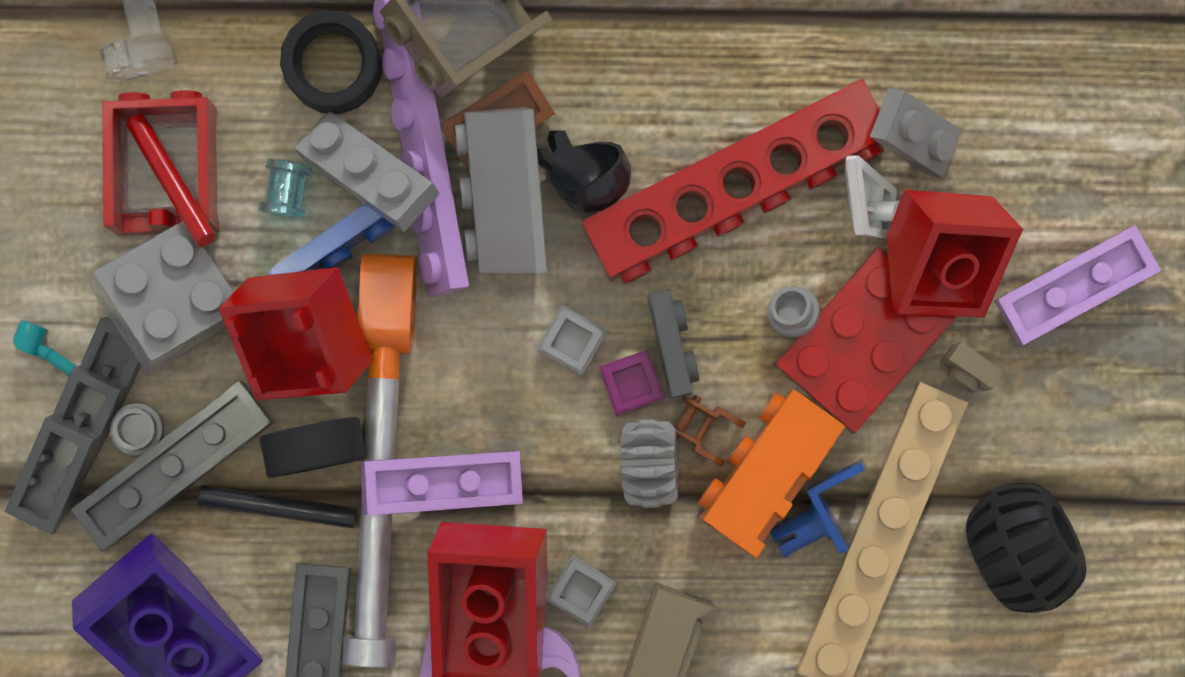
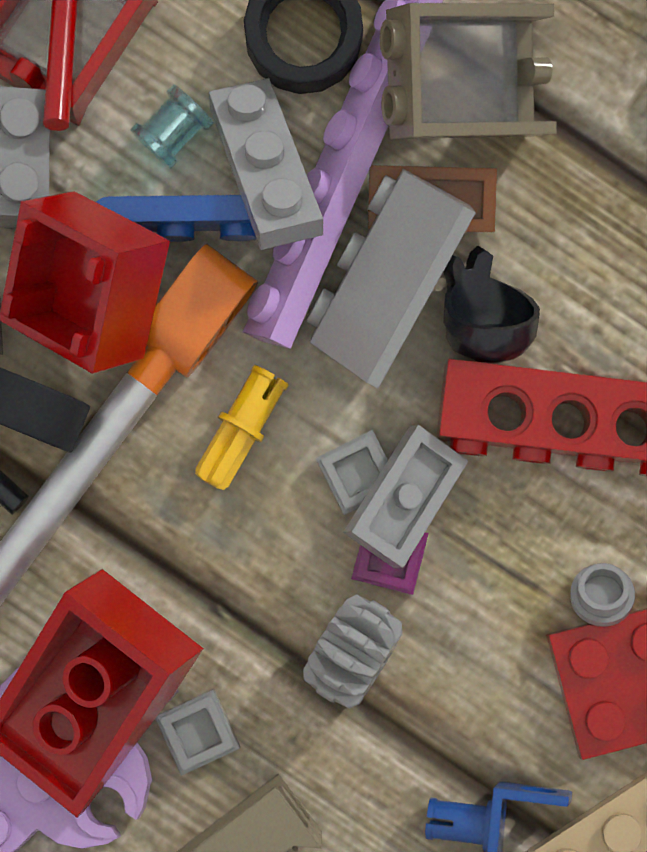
camera: 30 degrees right, 0 degrees up
(441, 482) = (128, 528): lavender plate -> none
(471, 363) = (240, 428): none -> yellow axle
(615, 334) = (405, 496): none -> light grey plate
(669, 320) = (468, 520): dark grey plate -> none
(686, 417) = (421, 628): dark orange piece -> none
(769, 470) = (469, 741): orange wedge -> none

